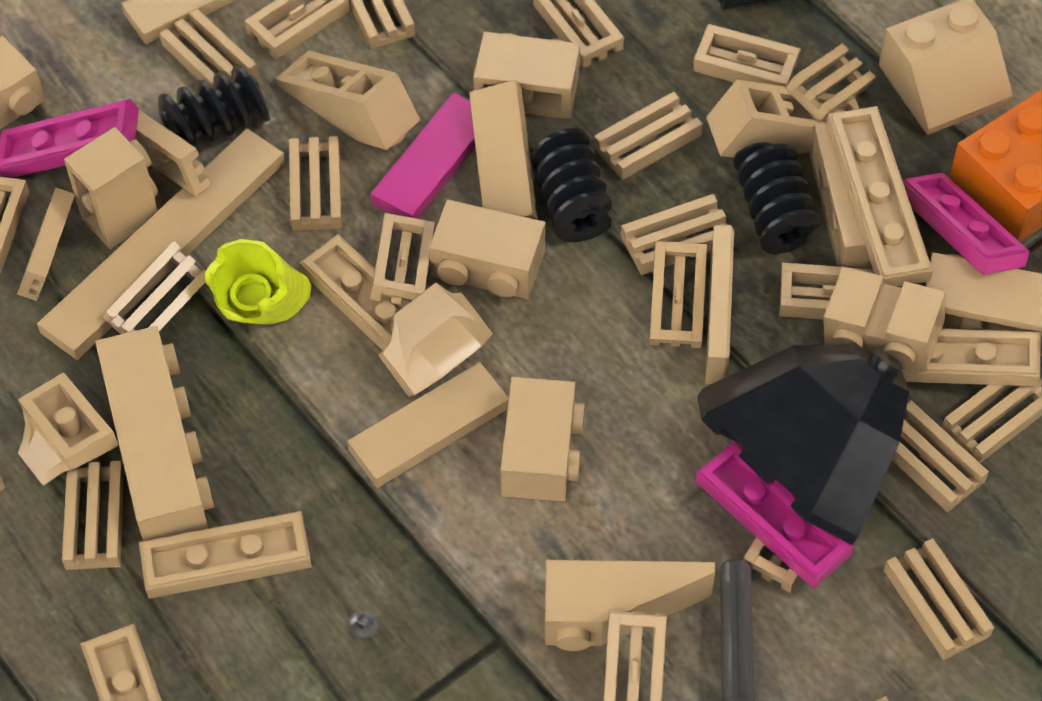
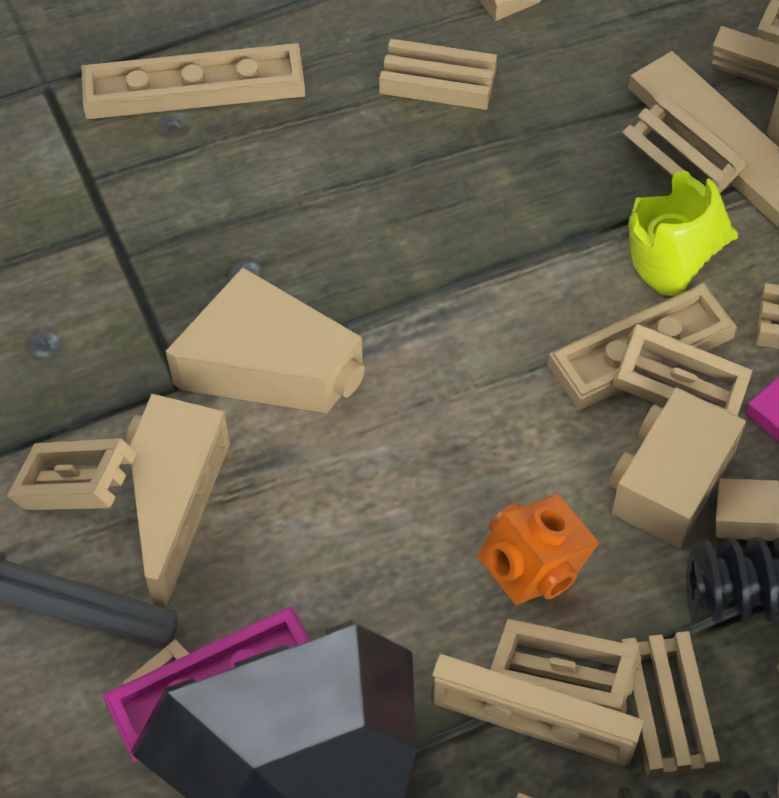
camera: 105 degrees right, 0 degrees up
(61, 430) = (537, 55): tan slope -> none
(152, 435) = (509, 118): tan brick -> none
(224, 554) = (358, 170): tan tile -> none
(428, 424) = (459, 370): tan tile -> none
(432, 338) = (560, 384): tan slope -> none
(454, 565) = (266, 350): none -> tan slope
(539, 439) = (396, 460): tan brick -> none
(594, 321) = (536, 549): none -> orange brick

